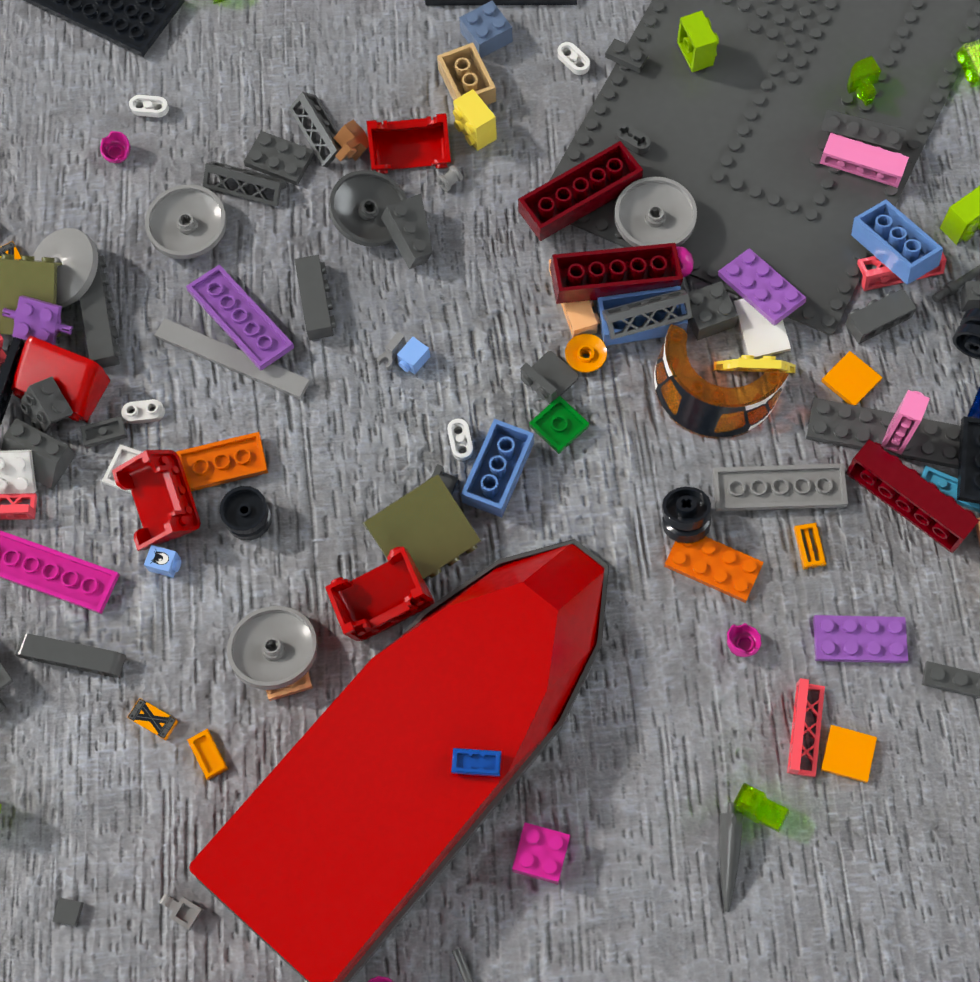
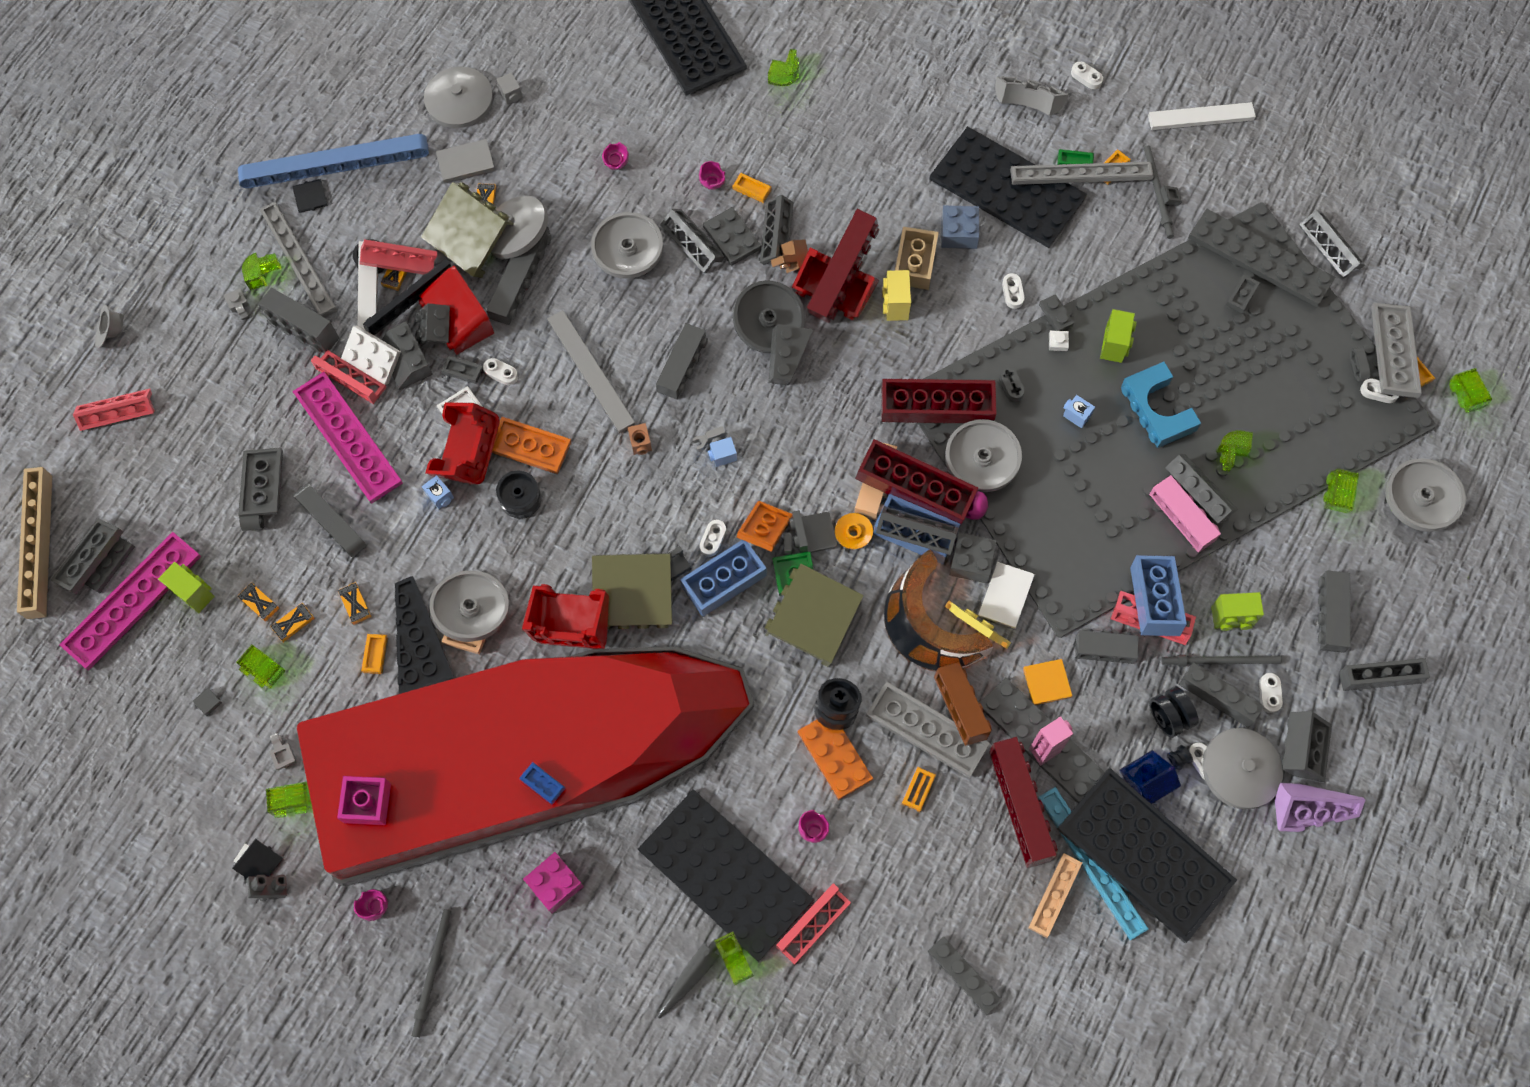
camera: 30 degrees right, 0 degrees up
(37, 320) = (468, 257): medium lavender plate -> none
(52, 780) = (258, 602): none -> tile
(100, 841) = (260, 666): none -> clear neon green brick
(102, 777) = (292, 622): none -> tile
(149, 106) = (664, 138): white plate -> none
(221, 113) = (711, 175): none -> dark pink hair
(222, 950) = (288, 799): none -> clear neon green brick
(240, 317) = (616, 343): medium lavender plate -> none
(251, 722) = (419, 650): none -> black wing
(266, 104) = (752, 187): none -> light orange tile
(314, 895) = (364, 800): none -> dark pink brick
(322, 384) = (639, 432): none -> nougat brick
(409, 119) = (843, 266): none -> dark red brick
(449, 178) = (849, 329): light grey bush -> none
(502, 397) = (764, 526): none -> orange tile
(534, 401) = (787, 544): none -> dark grey tile
(605, 448) = (814, 613): none -> olive panel
(645, 77) = (1059, 340): none -> white plate
(693, 738) = (725, 875): none -> black plate
(708, 126) = (1078, 411): none -> light blue brick
(762, 286) = (1026, 564): medium lavender plate -> none
(789, 99) = (1160, 428): none -> dark azure arch
(796, 443) = (962, 704): none -> dark orange brick
(848, 753) = (832, 964): light orange tile -> none
(860, 639) = (905, 885): medium lavender plate -> none

